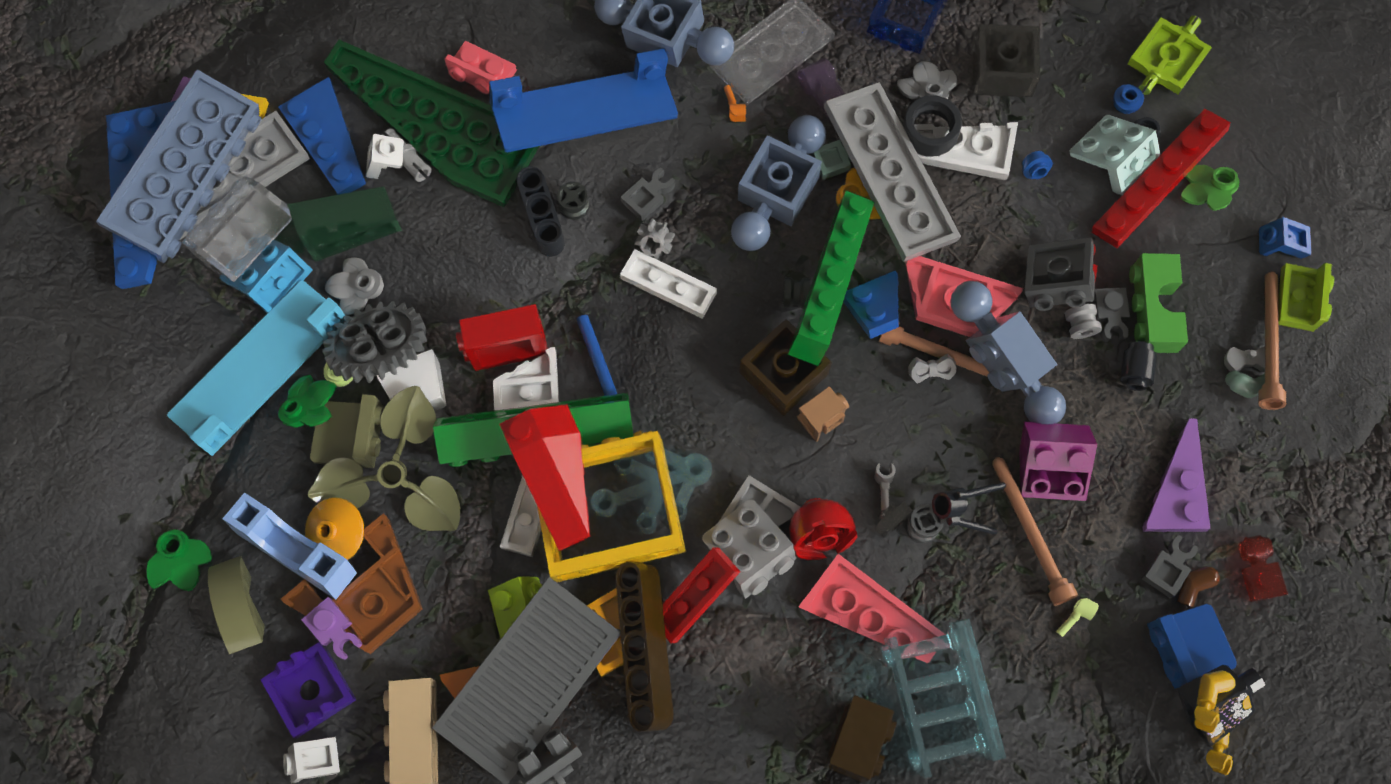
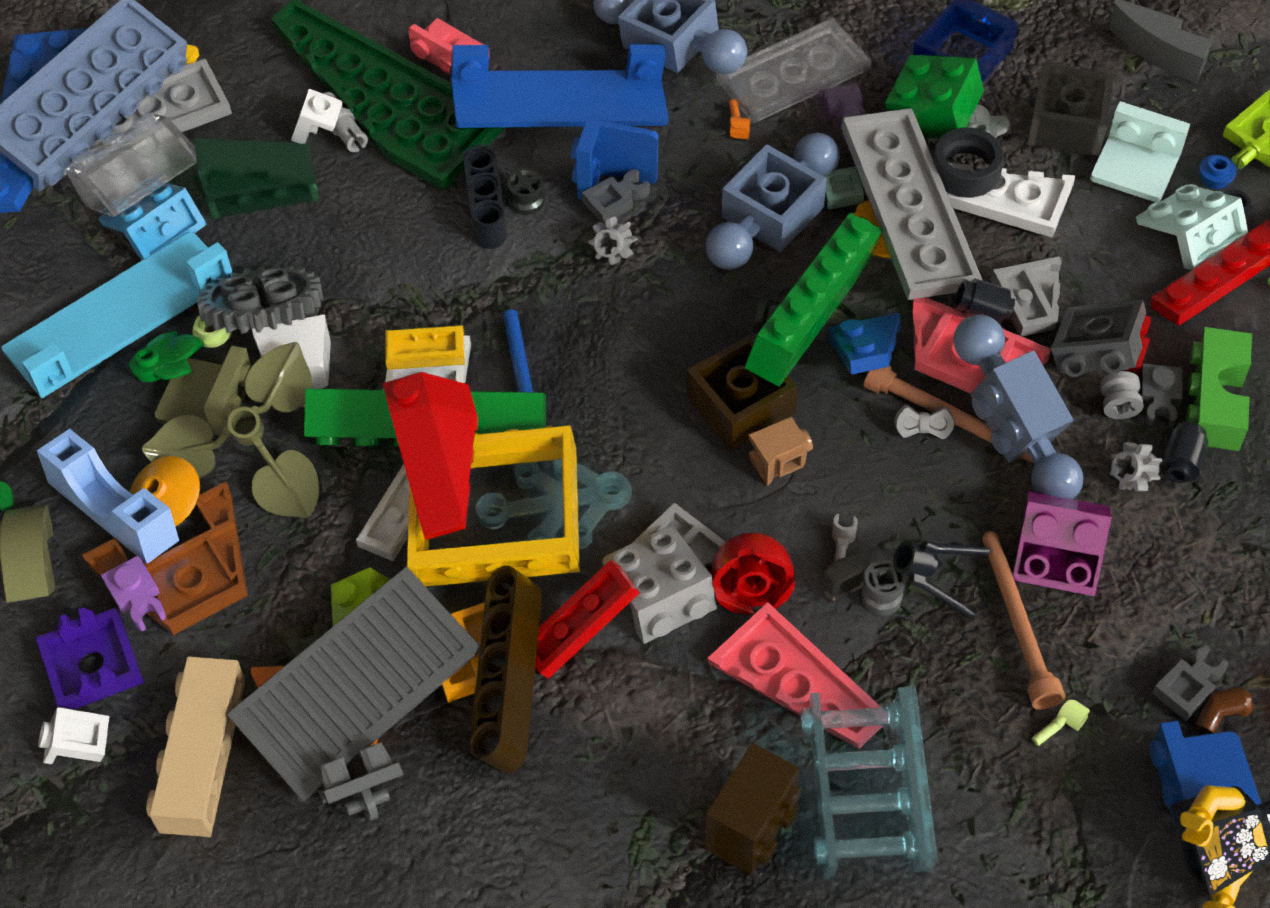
camera: 10 degrees right, 15 degrees down
(322, 130) = (254, 89): blue wing -> none
(351, 288) = (253, 245): light grey plate -> none
(502, 337) = (405, 295): red window -> none
(521, 367) = (424, 347): none -> yellow plate
(642, 156) = (613, 151): none -> blue bracket
(668, 283) = (620, 290): white plate -> none
(897, 61) = (938, 91): none -> green brick
(965, 255) = (984, 298): none -> black brick
(998, 238) = (1035, 293): none -> light grey wing
(1036, 165) = (1091, 224): blue plate -> none
(1066, 93) = (1140, 152): none -> light aqua bracket
(1103, 385) = (1135, 466): none -> light grey gear
(1182, 496) = (1220, 603): medium lavender wing -> none

